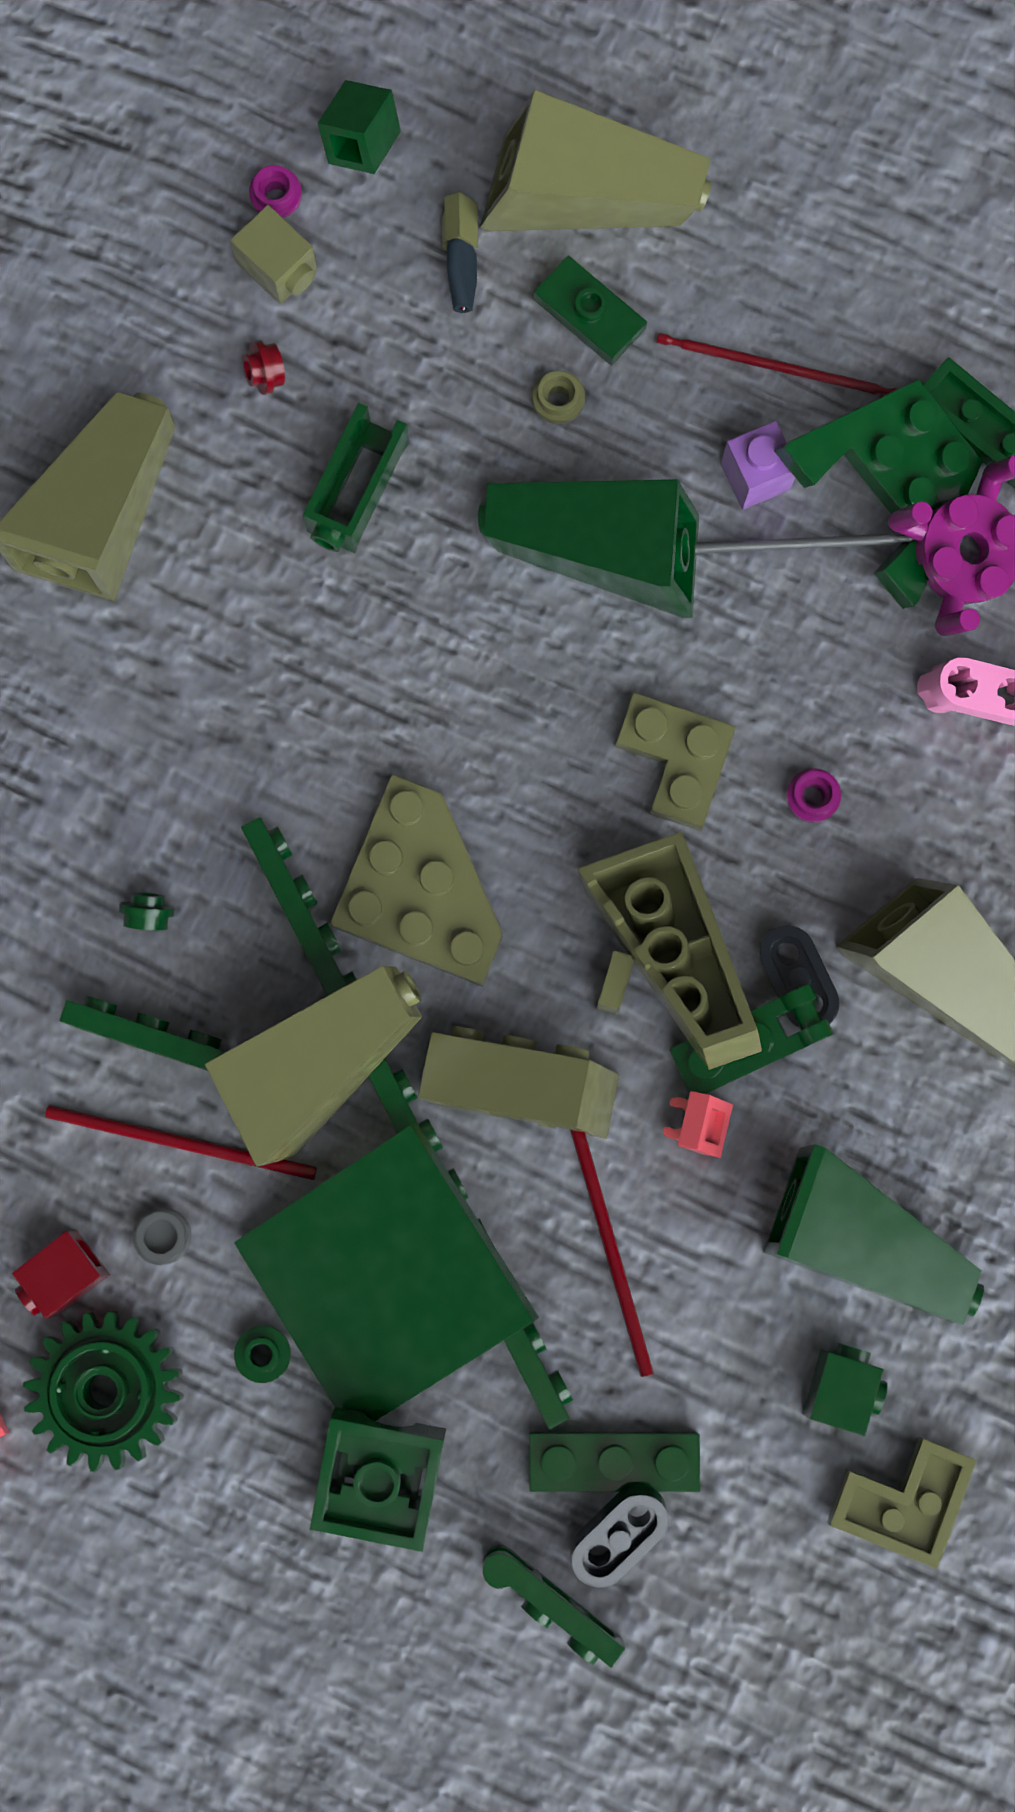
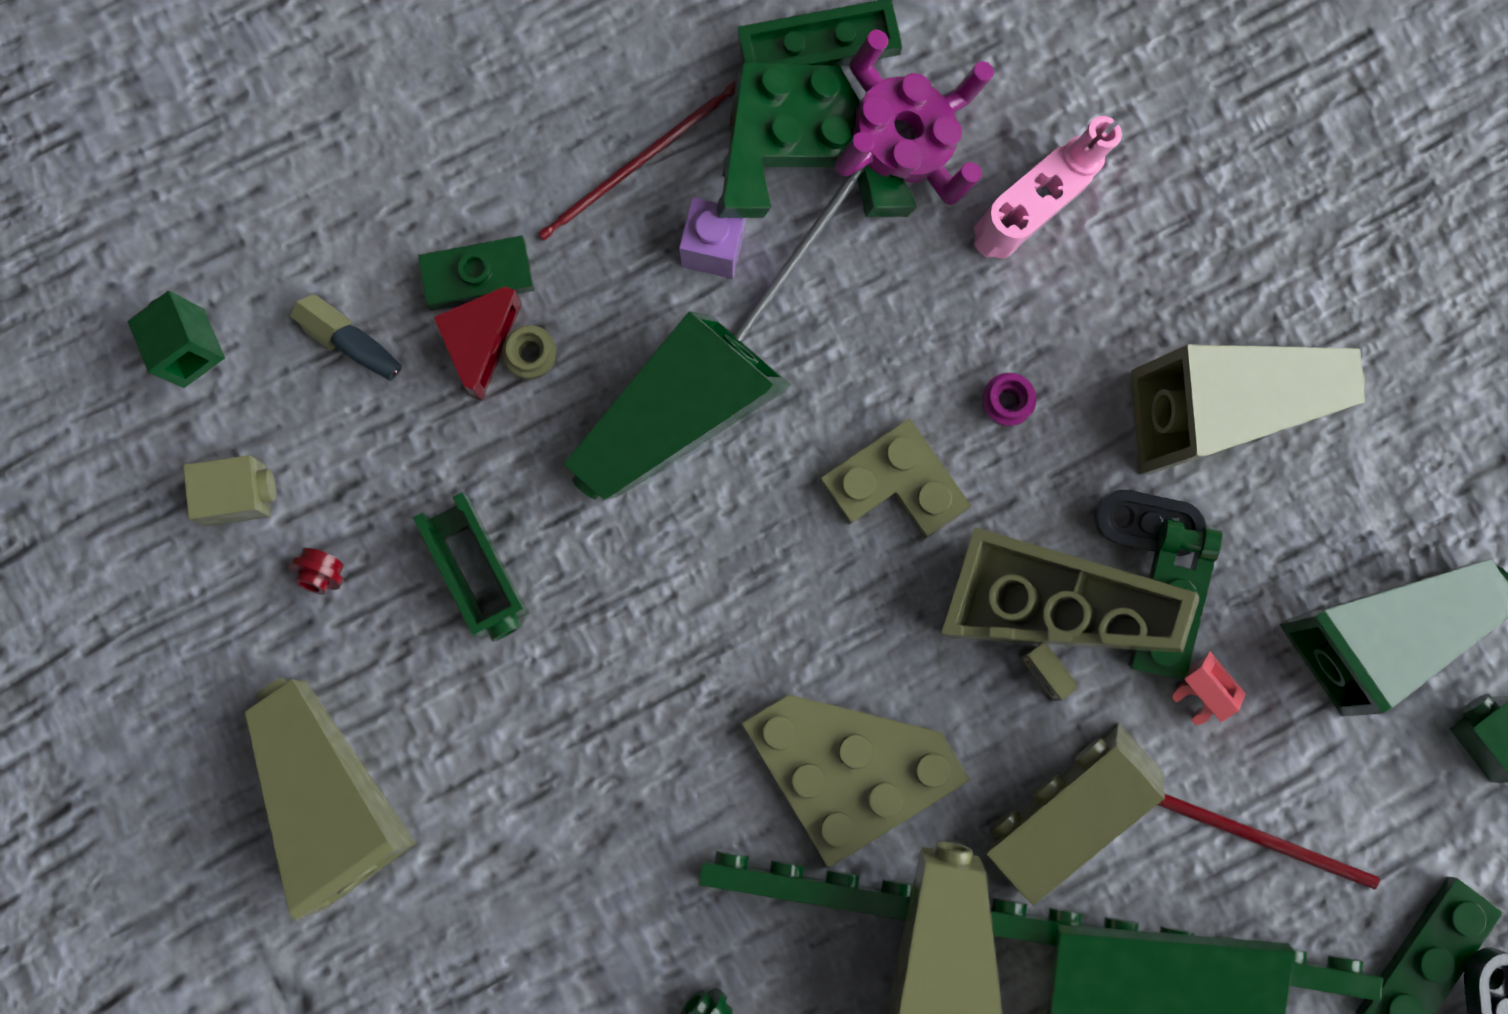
camera: 55 degrees left, 0 degrees up
(275, 178) = (162, 438): magenta plate -> none
(538, 345) = (477, 335): none -> dark red slope
(589, 172) = (360, 188): olive slope -> none

